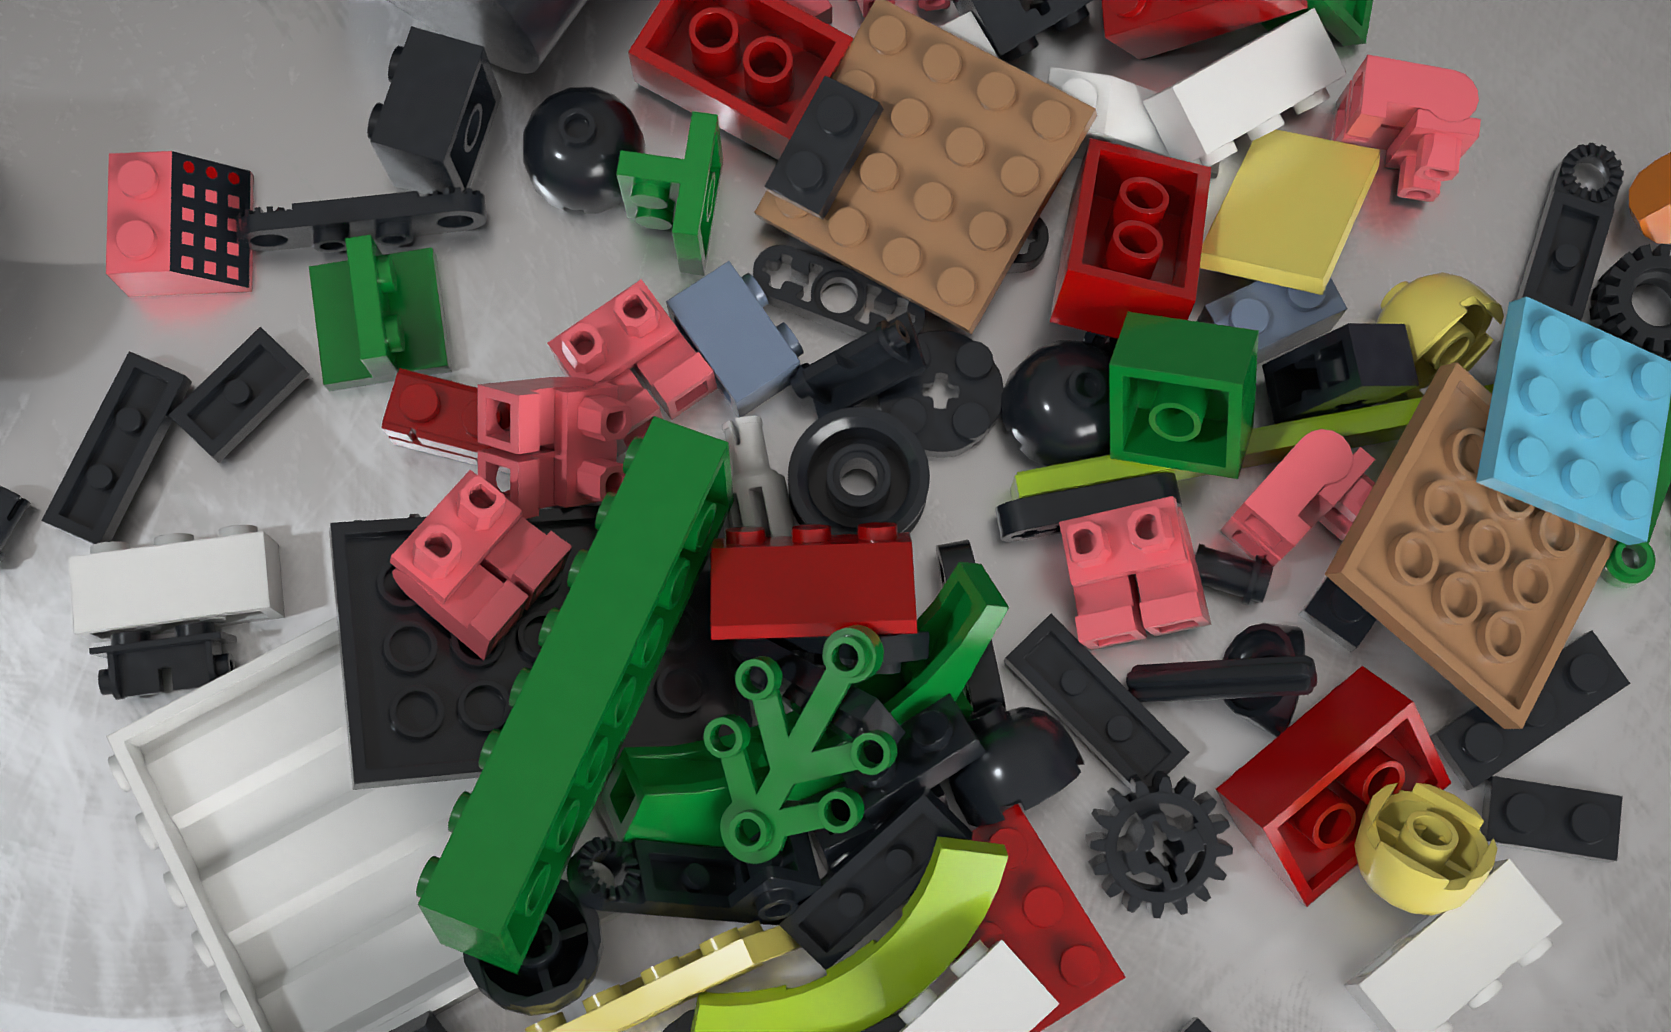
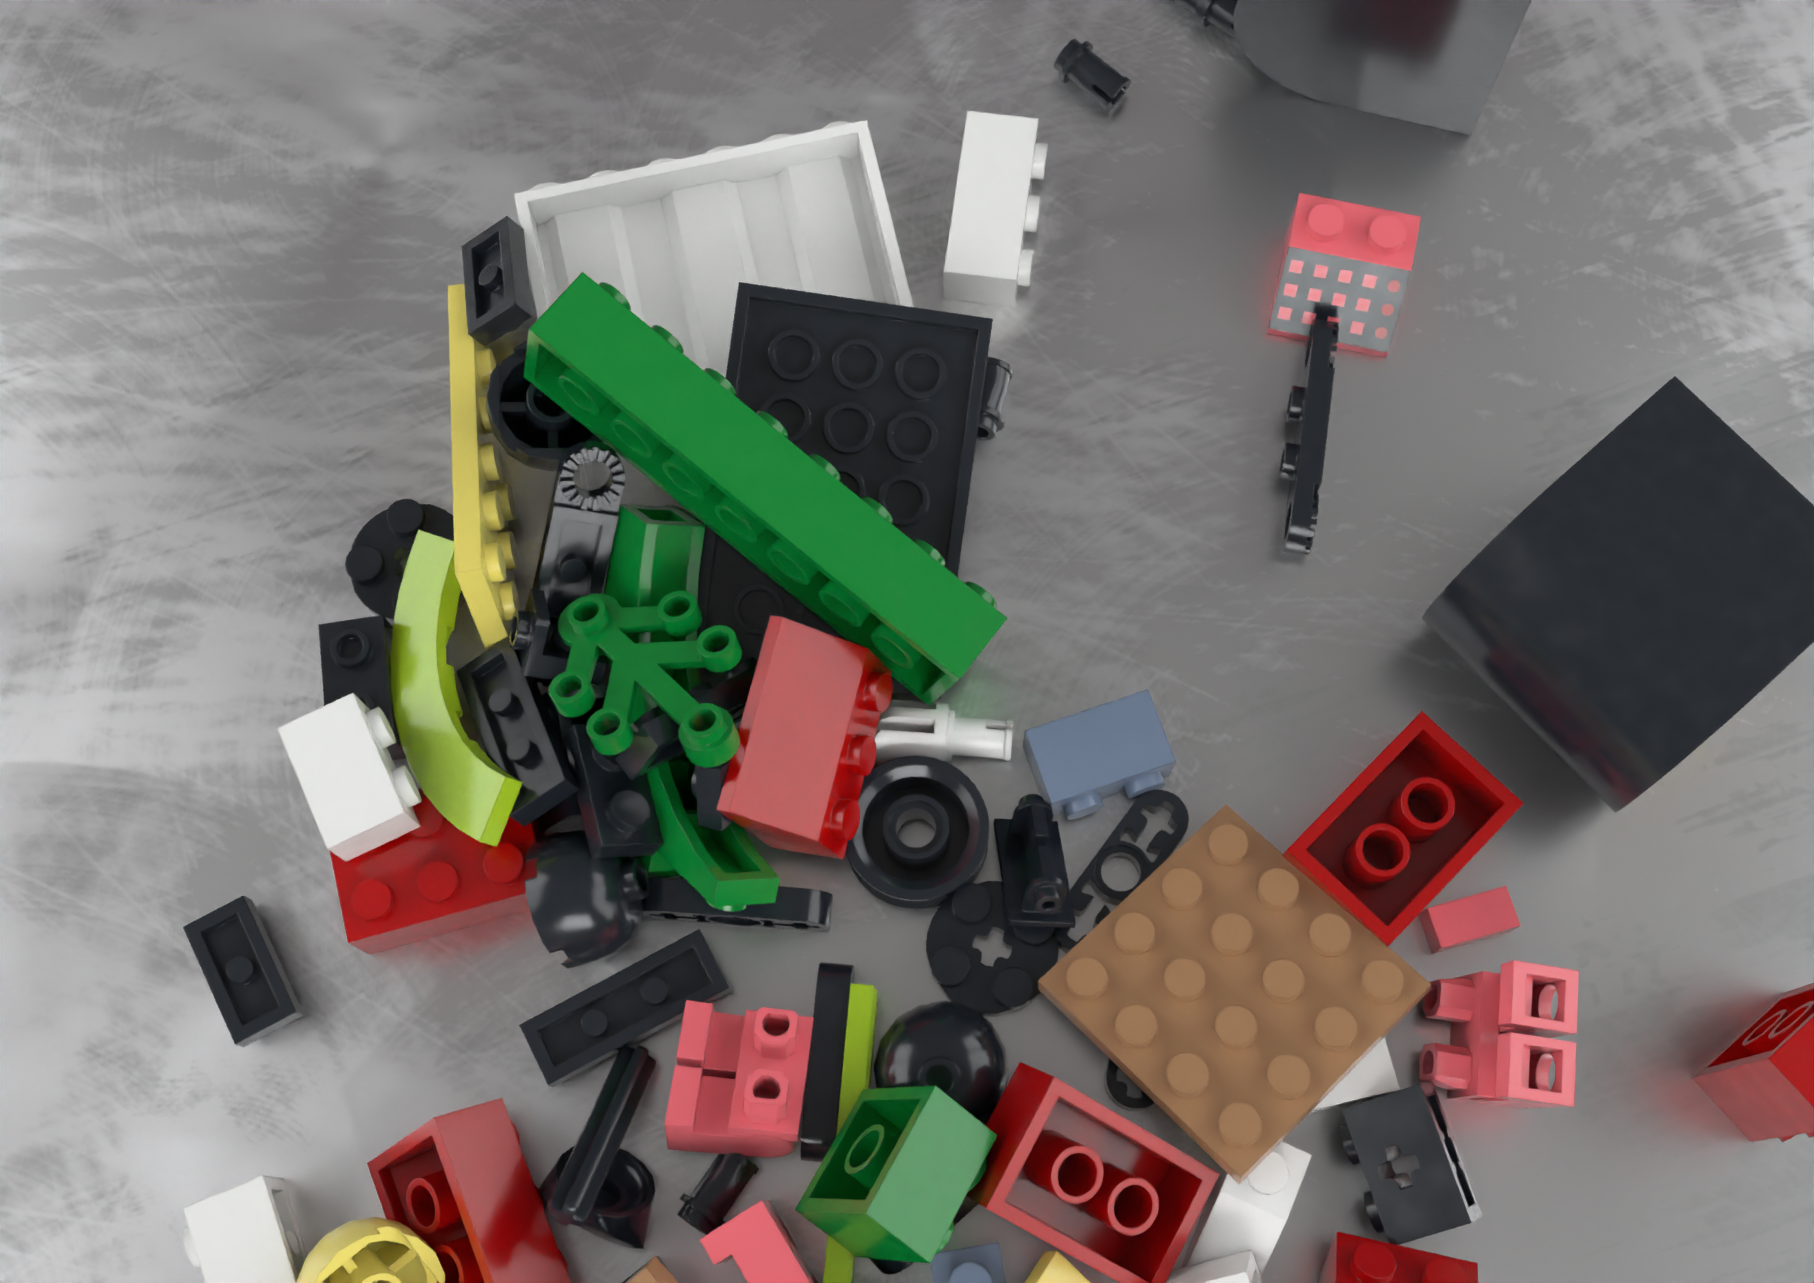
camera: 110 degrees right, 5 degrees down
(117, 450) = (1135, 185): black plate -> none
(138, 661) = (926, 210): black hinge -> none
(239, 394) = (1162, 296): black plate -> none
(378, 315) = (1209, 436): green bracket -> none
(434, 112) = (1397, 516): black brick -> none
(437, 417) = (1081, 475): red brick -> none
(477, 563) = (933, 408): coral hips -> none
(557, 440) = (1024, 539): coral hips -> none
(576, 148) = (1338, 661): black cylinder -> none
(638, 335) = (1095, 644): coral hips -> none
(678, 191) = (1252, 738): green bracket -> none
(824, 147) = (1270, 881): black plate -> none
(1183, 835) = (482, 1046): black gear -> none

